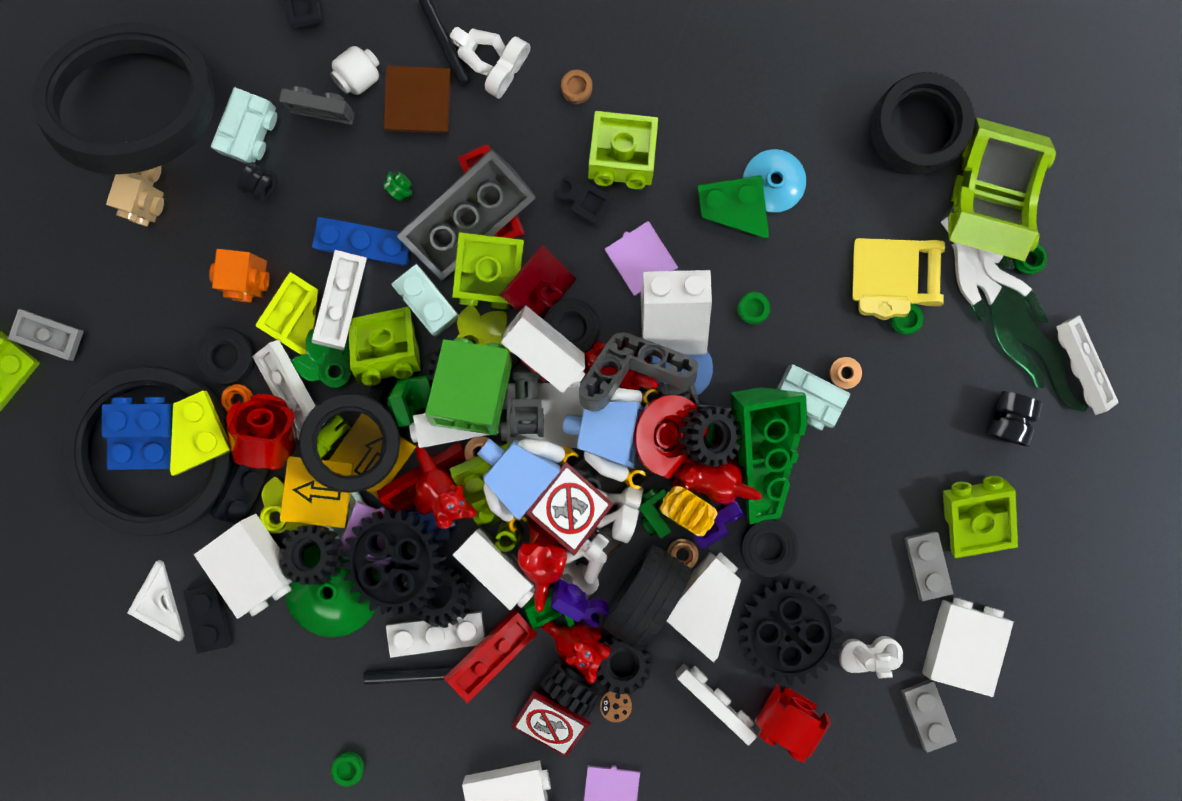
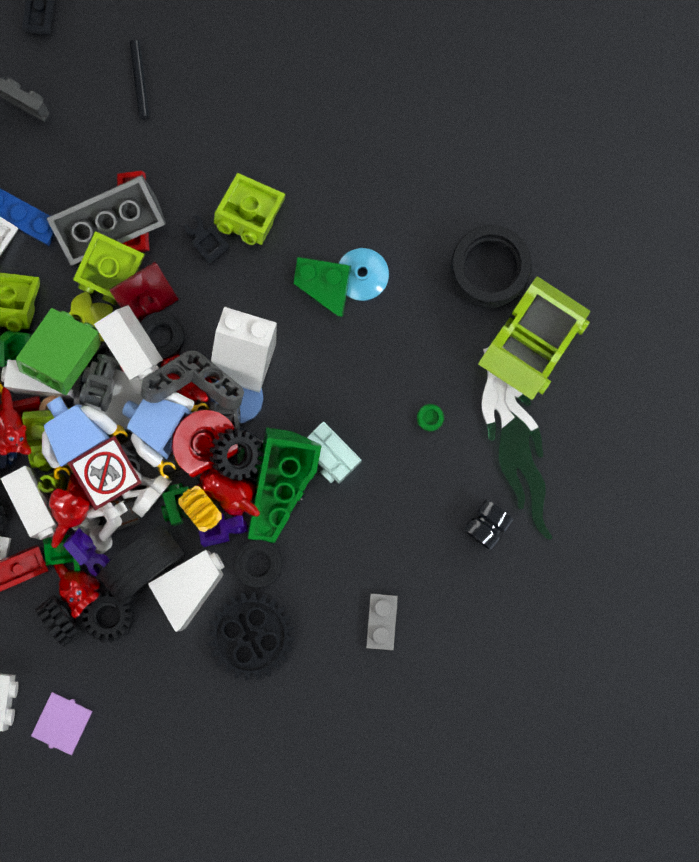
camera: 25 degrees right, 5 degrees down
(355, 70) = (60, 80): white head -> none
(397, 185) = (62, 180): green plate -> none
(417, 99) = (102, 118): reddish brown tile -> none
(425, 300) = (52, 276): light aqua brick -> none
(510, 61) = (185, 112): white piece -> none
(550, 724) = (32, 644): piece -> none
(576, 86) = (230, 149): medium nougat tile -> none
(615, 706) = (91, 650): medium nougat tile -> none
(639, 253) = (235, 293): lavender piece -> none
(693, 554) = (180, 539): light nougat plate -> none
(717, 702) = (172, 673): white plate -> none
(753, 308) = (311, 369): green tile -> none
(792, 723) = (225, 708): red brick -> none
(835, 372) = (366, 453): light nougat plate -> none
(879, 657) = (317, 681): white piece -> none
(888, 276) = (426, 377): light yellow piece -> none
(929, 715) = (341, 744): light grey plate -> none
(967, 646) = (390, 696): white brick -> none
(981, 517) = (435, 595): lime plate -> none
(1038, 264) = (554, 403): green plate -> none
(1086, 365) = (561, 501): white plate -> none

